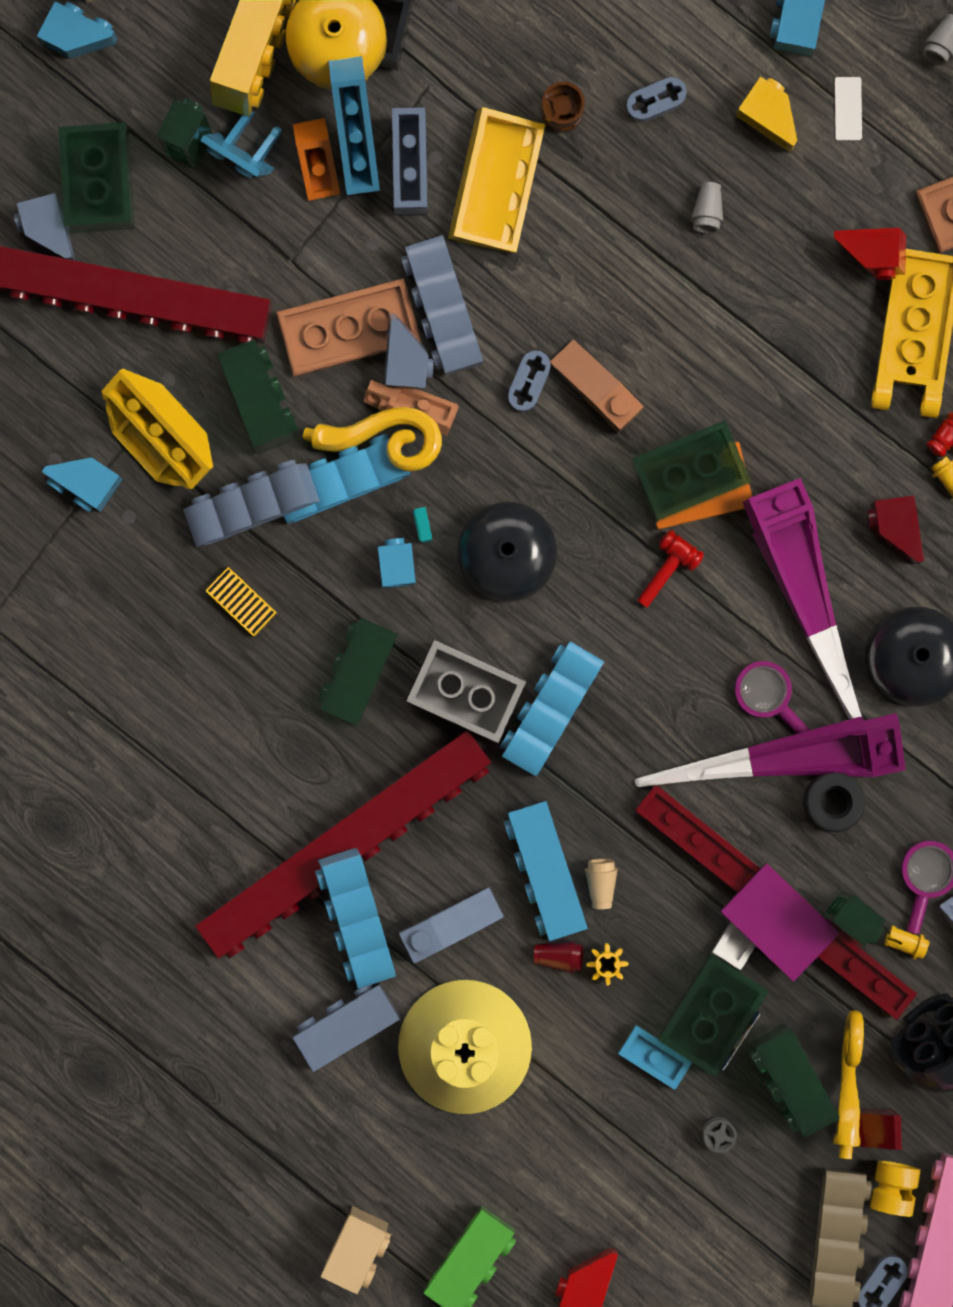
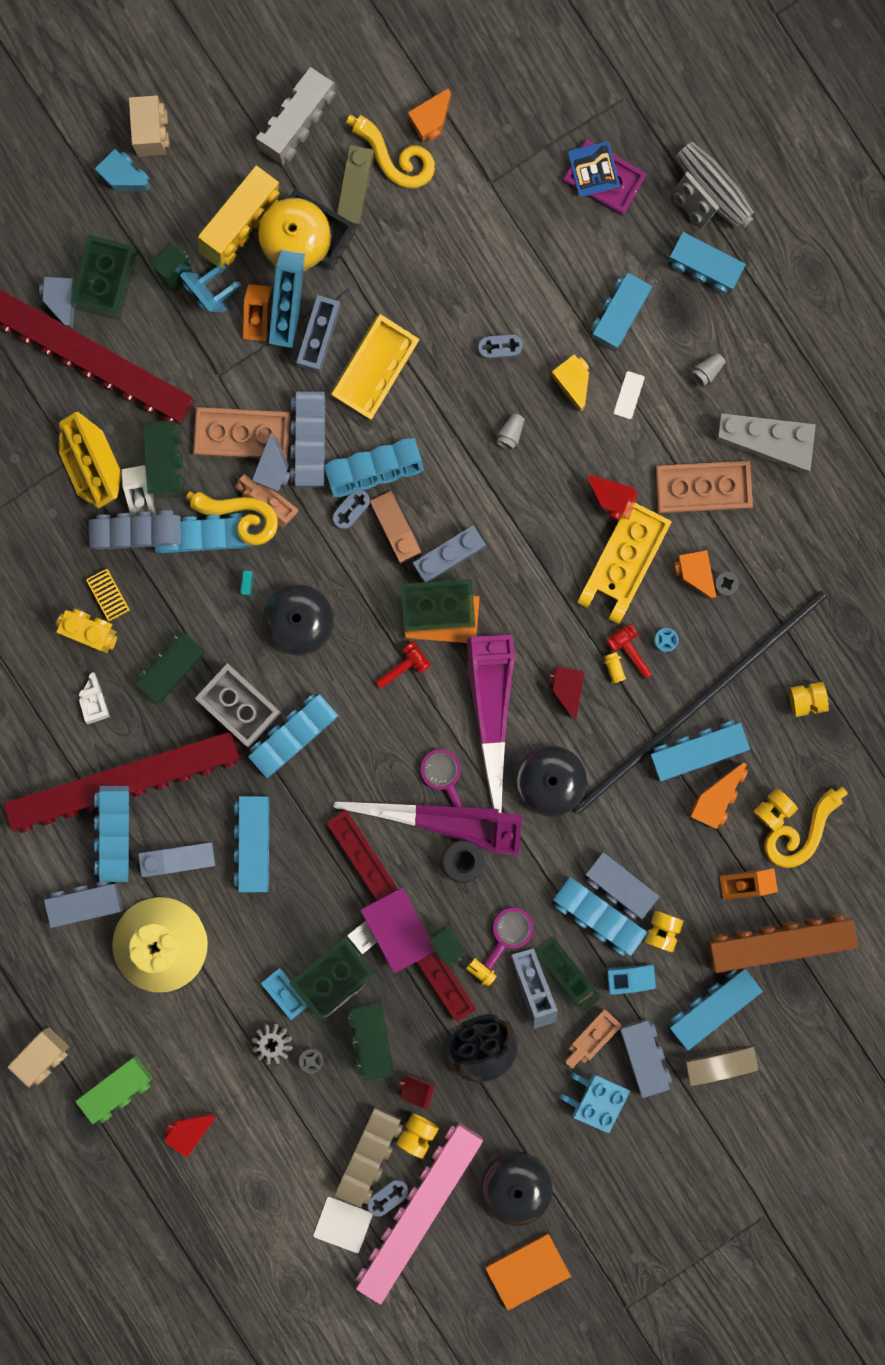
camera: 20 degrees right, 0 degrees up
(86, 479) = (30, 478): dark azure slope -> none
(230, 659) = (80, 628): none -> yellow brick
(235, 448) = (136, 490): none -> white slope
(268, 751) = (92, 701): none -> white slope
(396, 563) = (220, 603): dark azure brick -> none
(546, 312) = (375, 467): none -> dark azure brick
(560, 955) = (243, 904): dark red cone -> none
(562, 107) = (434, 331): reddish brown wheel -> none
(601, 882) = (288, 863): tan cone -> none
(607, 973) = (271, 927): yellow gear -> none
(671, 1130) = (280, 1047): none -> light grey gear
(681, 399) = (449, 554): none -> sand blue brick
(848, 1104) = (402, 1071): yellow plant -> none

